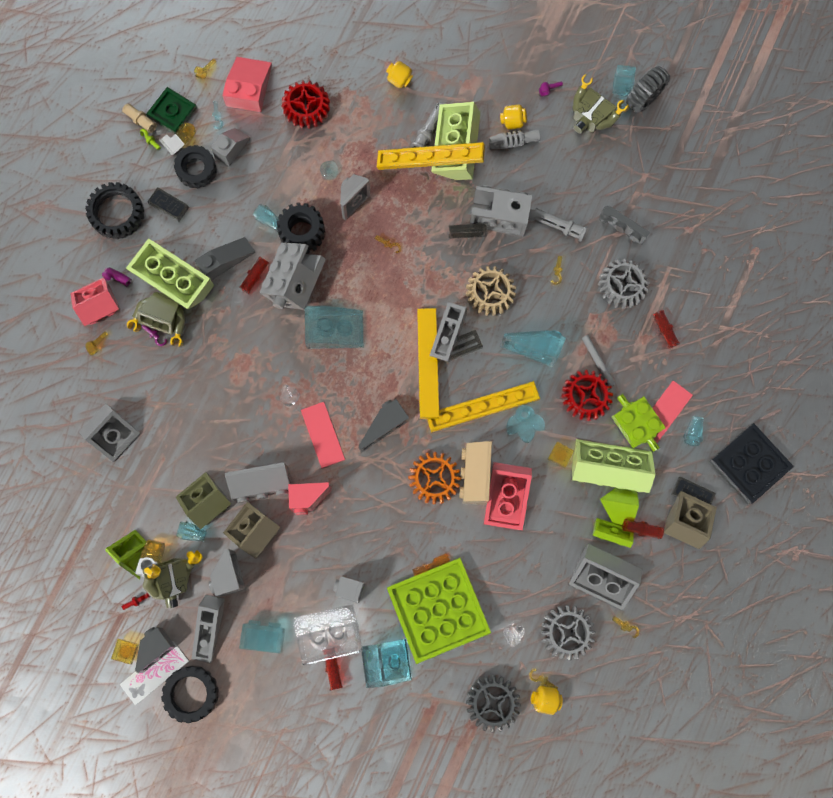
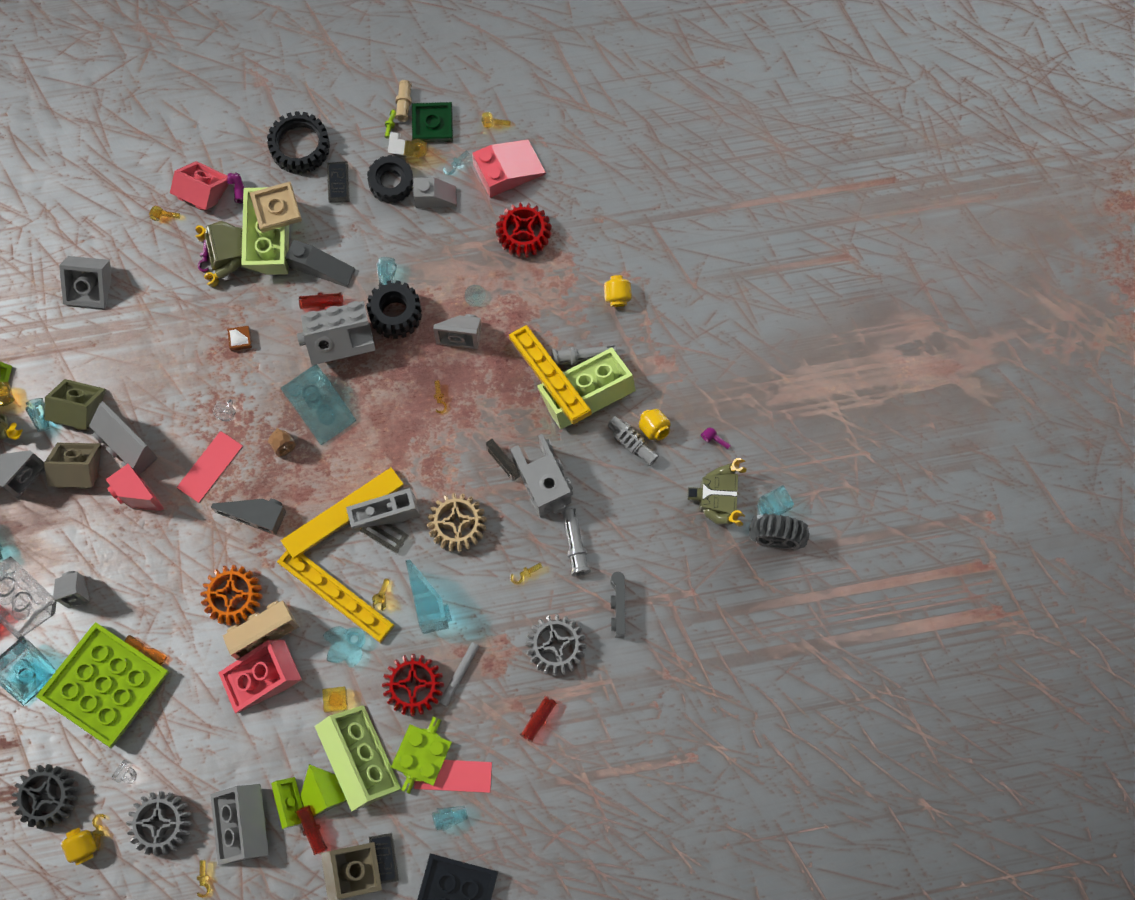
camera: 55 degrees right, 5 degrees down
(160, 254) = (275, 207): none -> tan tile
(239, 351) = (239, 338): none -> tile
(343, 371) = (281, 442): none -> medium nougat rock
(507, 376) = (380, 597): none -> clear yellow hand

